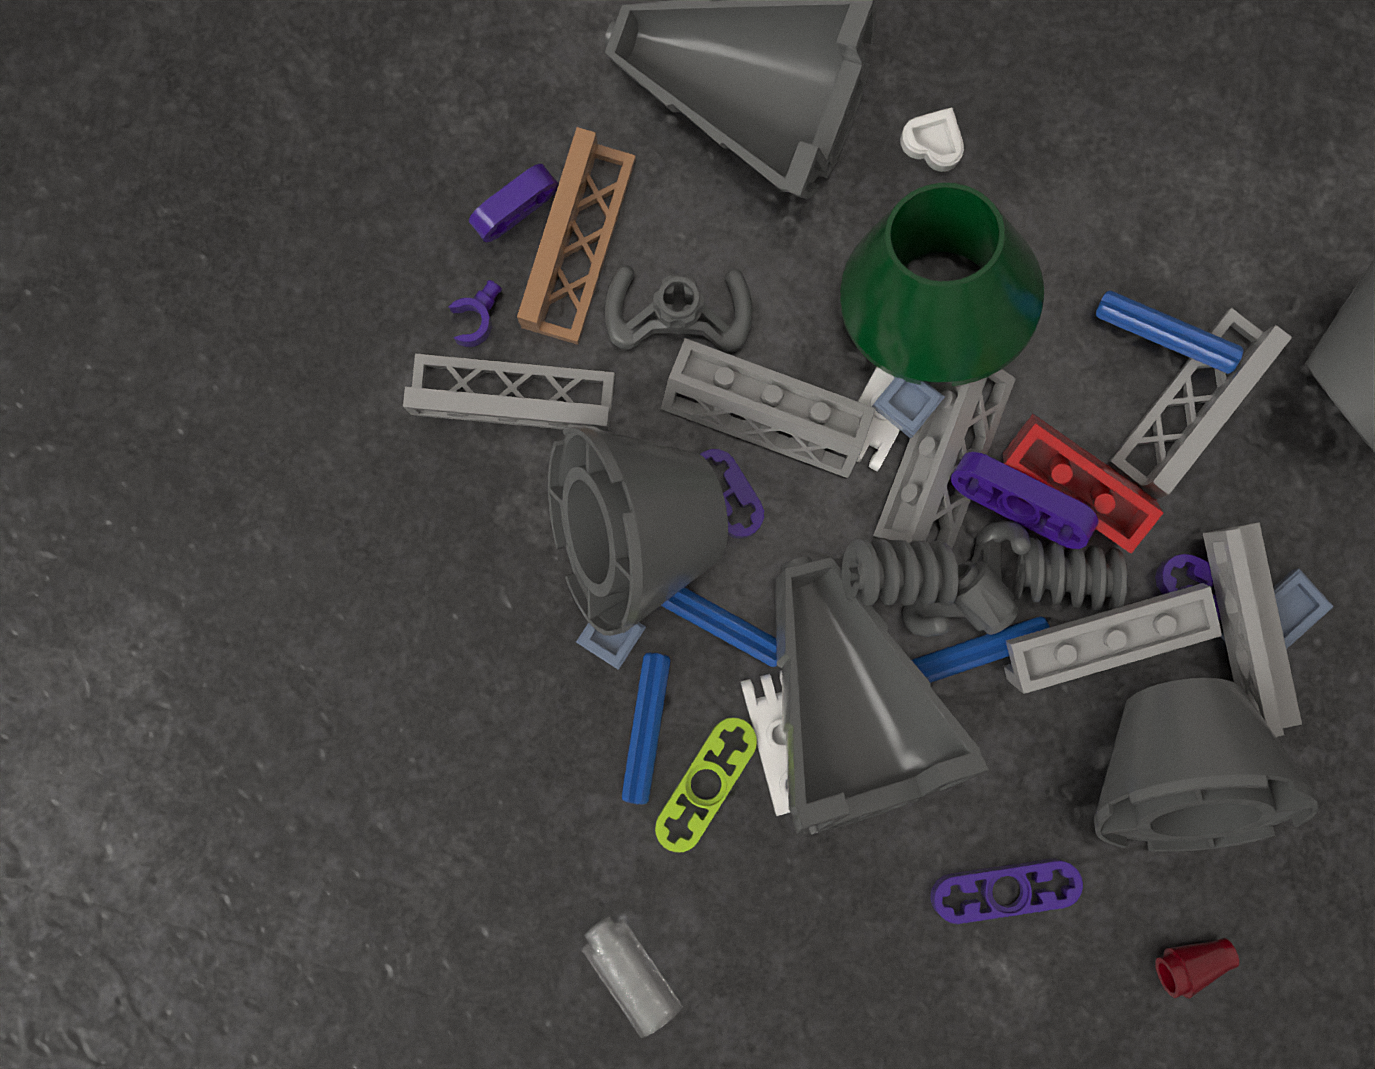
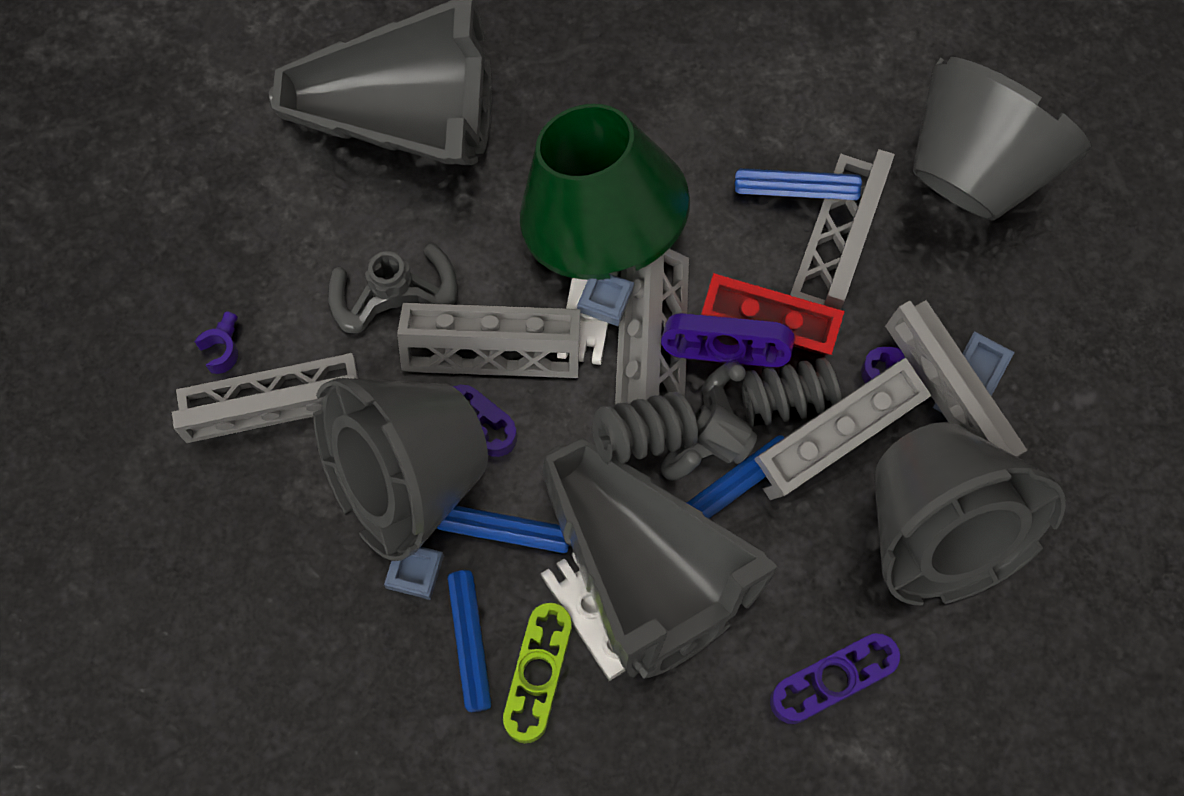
camera: 15 degrees left, 15 degrees down
(513, 202) = (228, 245): dark purple beam -> none
(558, 231) = (272, 259): medium nougat fence -> none
(934, 139) = (556, 98): white tile -> none
(1195, 966) = (1021, 690): dark red cone -> none

